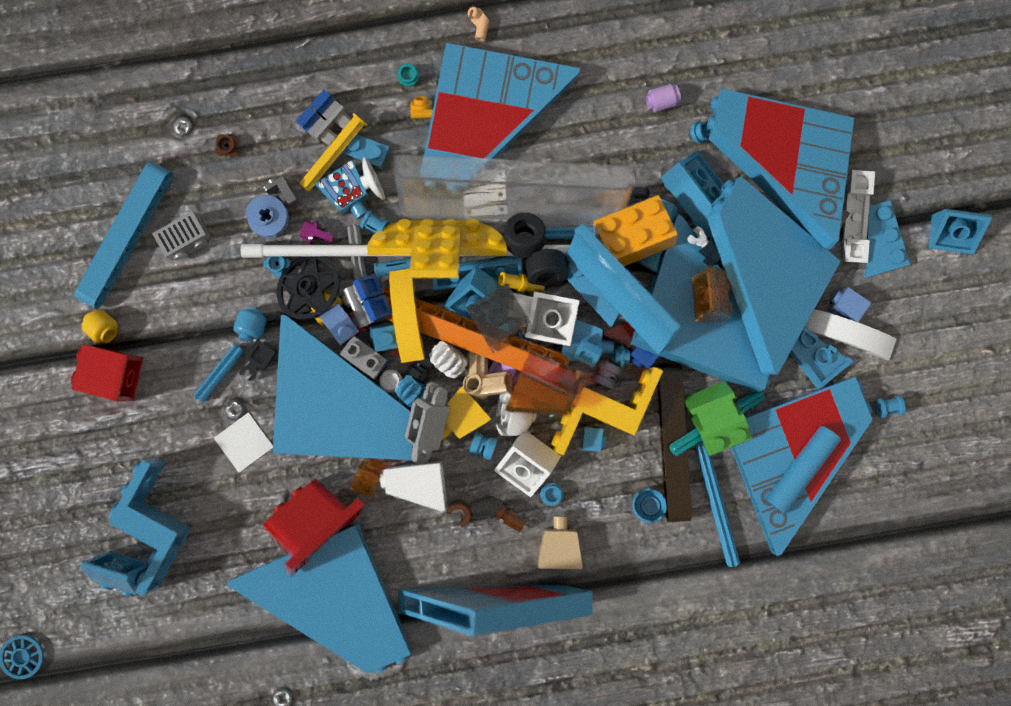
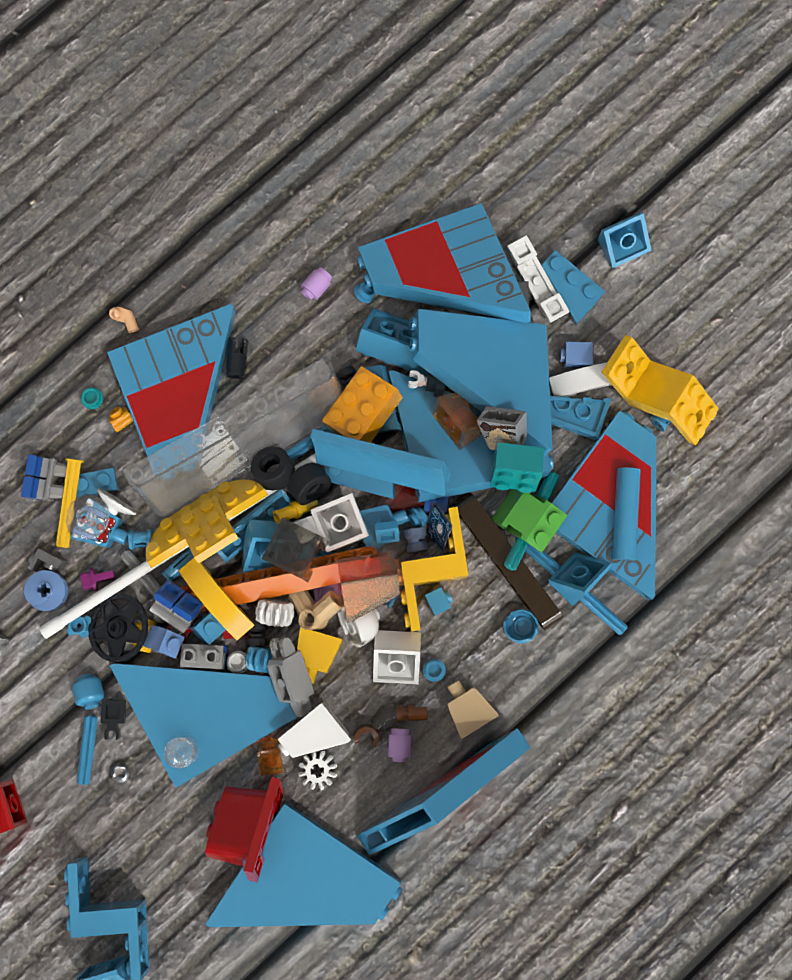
camera: 25 degrees left, 5 degrees down
(243, 442) = (145, 796): white sticker -> none
(296, 427) = (182, 751): none -> clear wheel
(345, 183) = (95, 521): none -> clear dish
(393, 517) = (314, 776): none -> white gear
(480, 441) = (345, 669): dark azure wheel -> none
(482, 538) = (399, 744): none -> lavender brick
(551, 121) = (236, 361): none -> black hinge
(634, 377) = (438, 527): none -> sticker
(727, 496) = (578, 576): none -> dark azure slope
(737, 370) = (517, 467): none -> teal brick
(747, 330) = (503, 426): none -> light grey torso
(903, 381) = (660, 390): none -> yellow bracket

